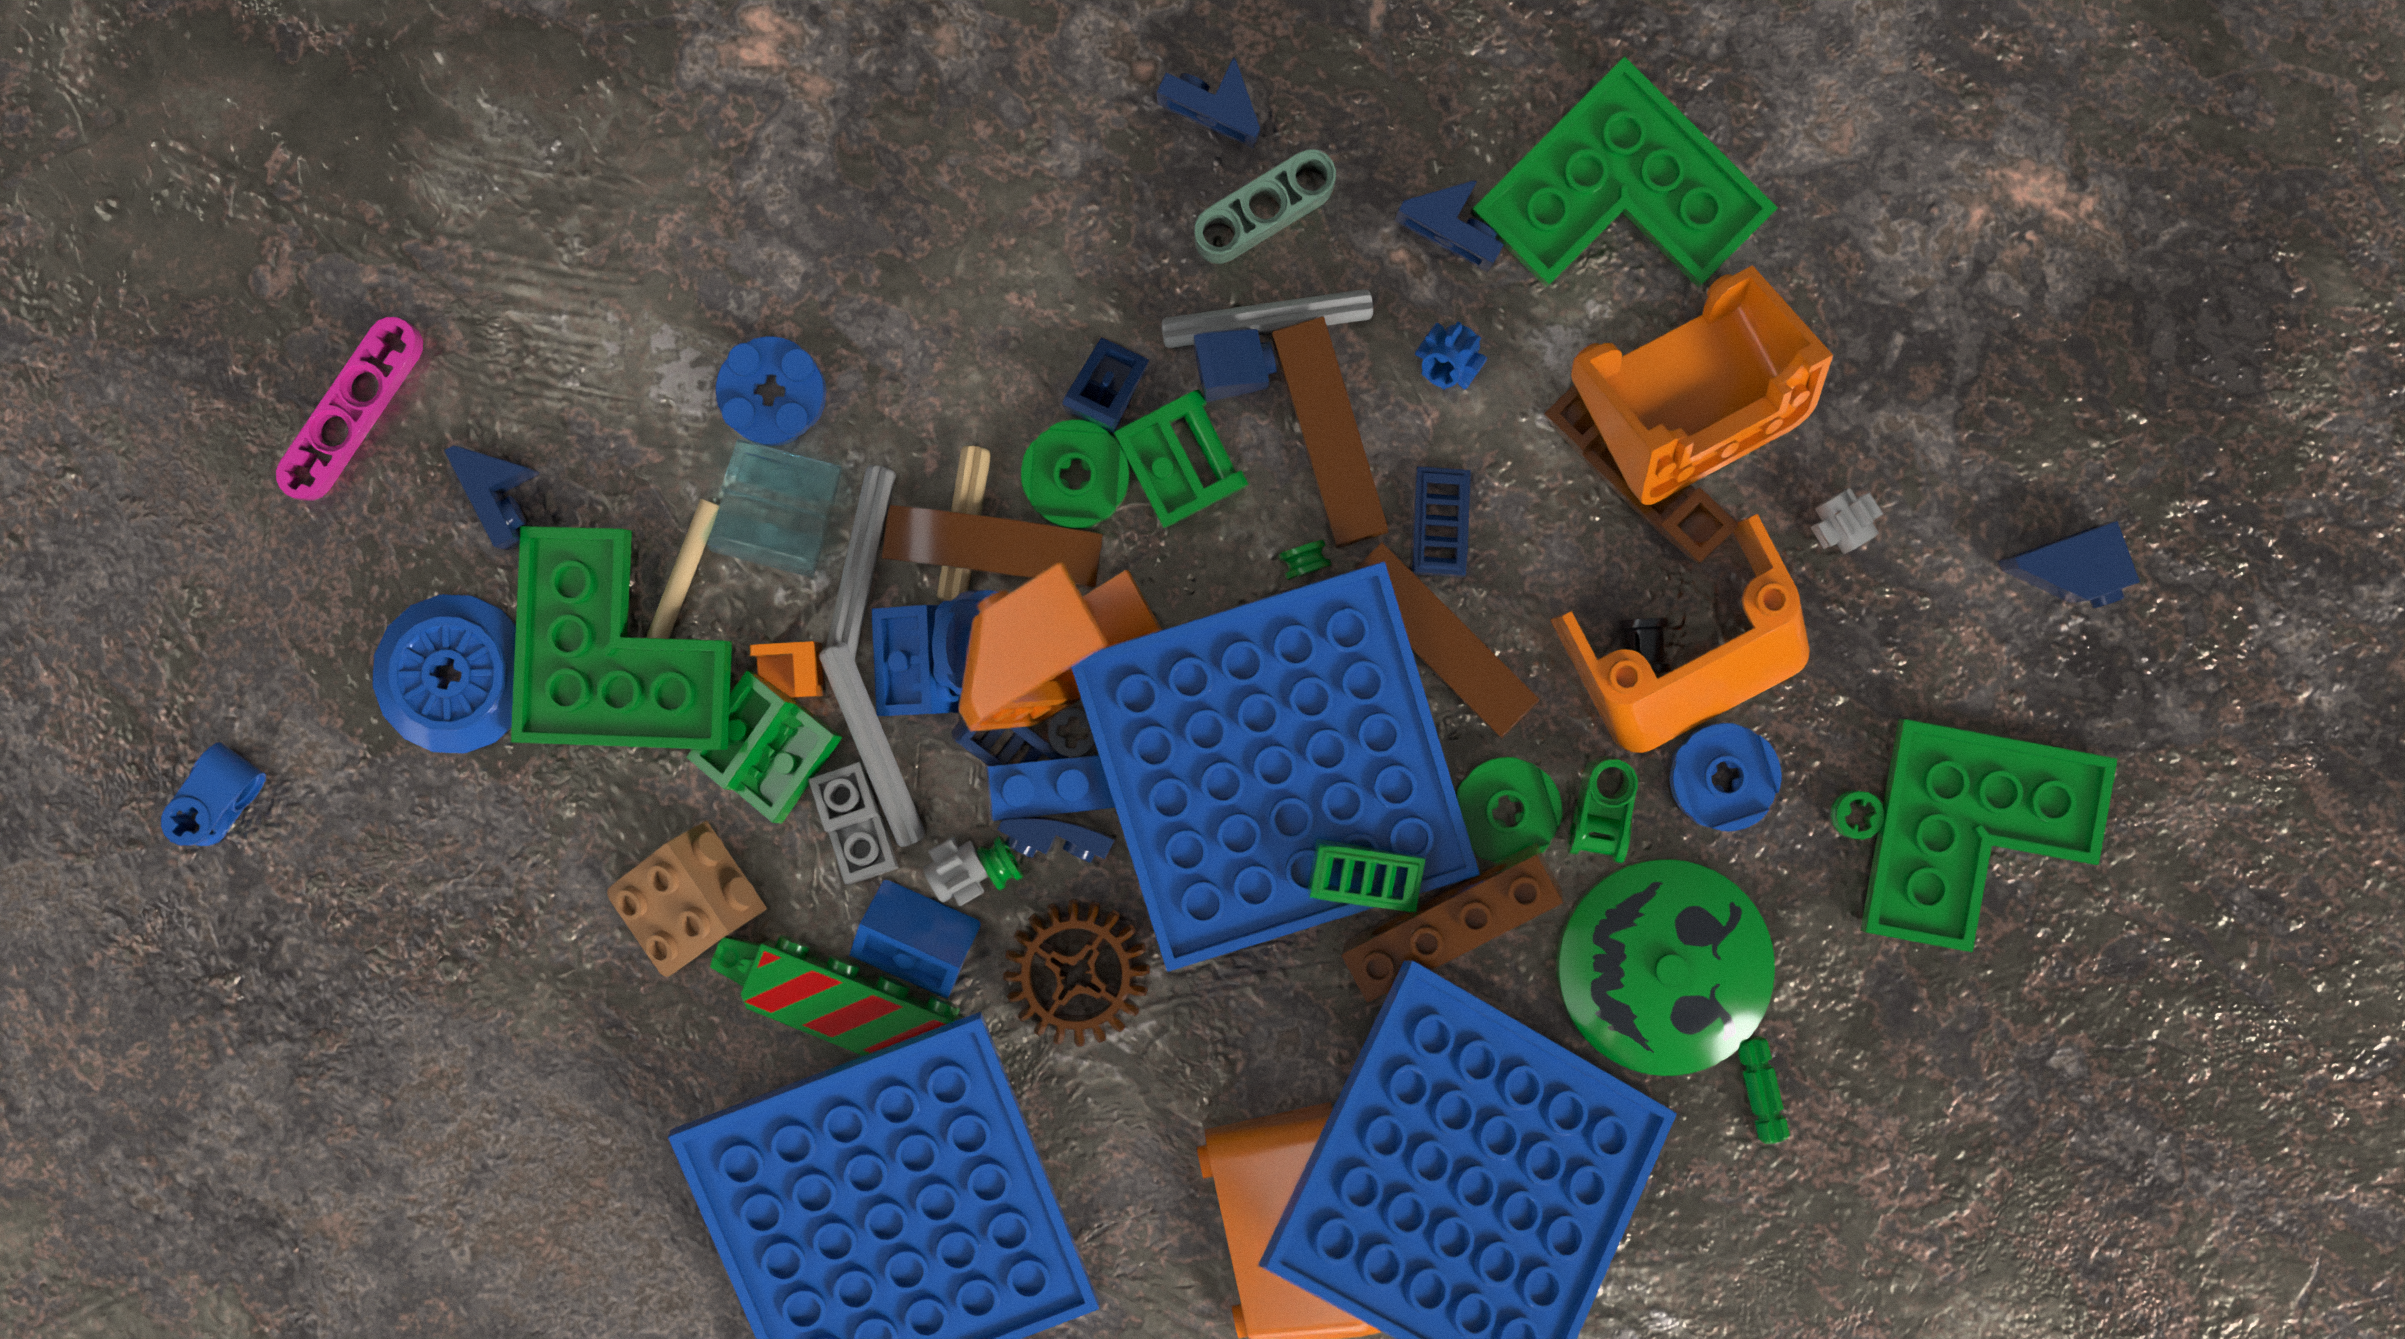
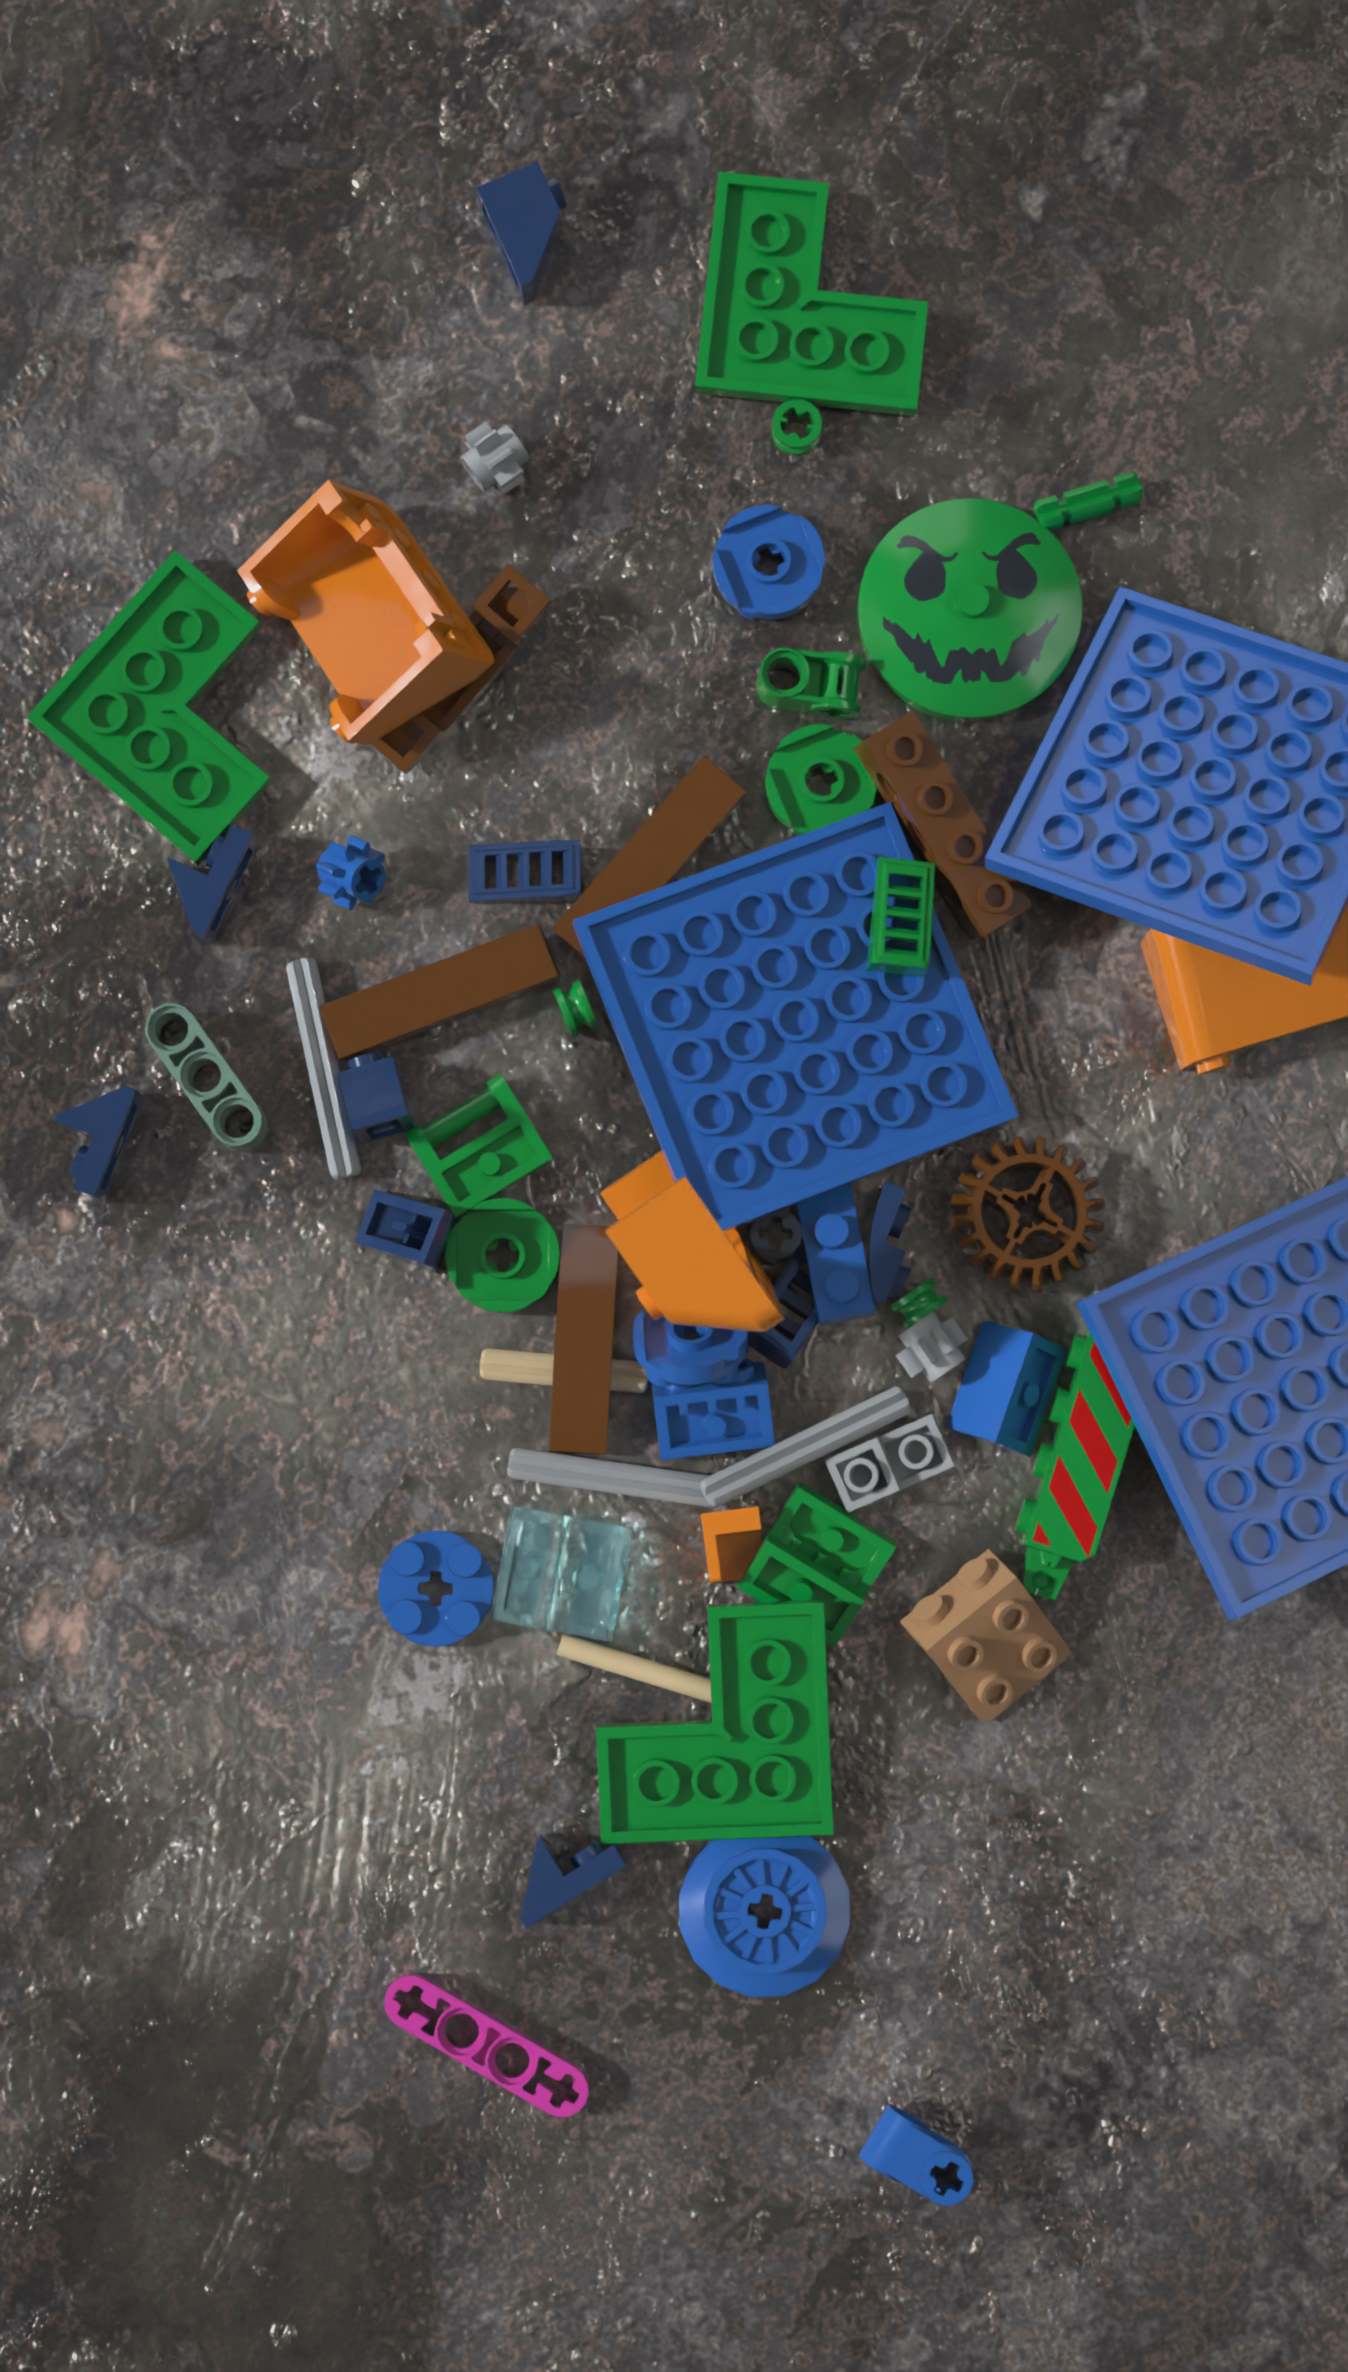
camera: 95 degrees left, 5 degrees down
(1647, 638) = (639, 653): black bush -> none
(1652, 711) = (706, 642): orange windscreen -> none

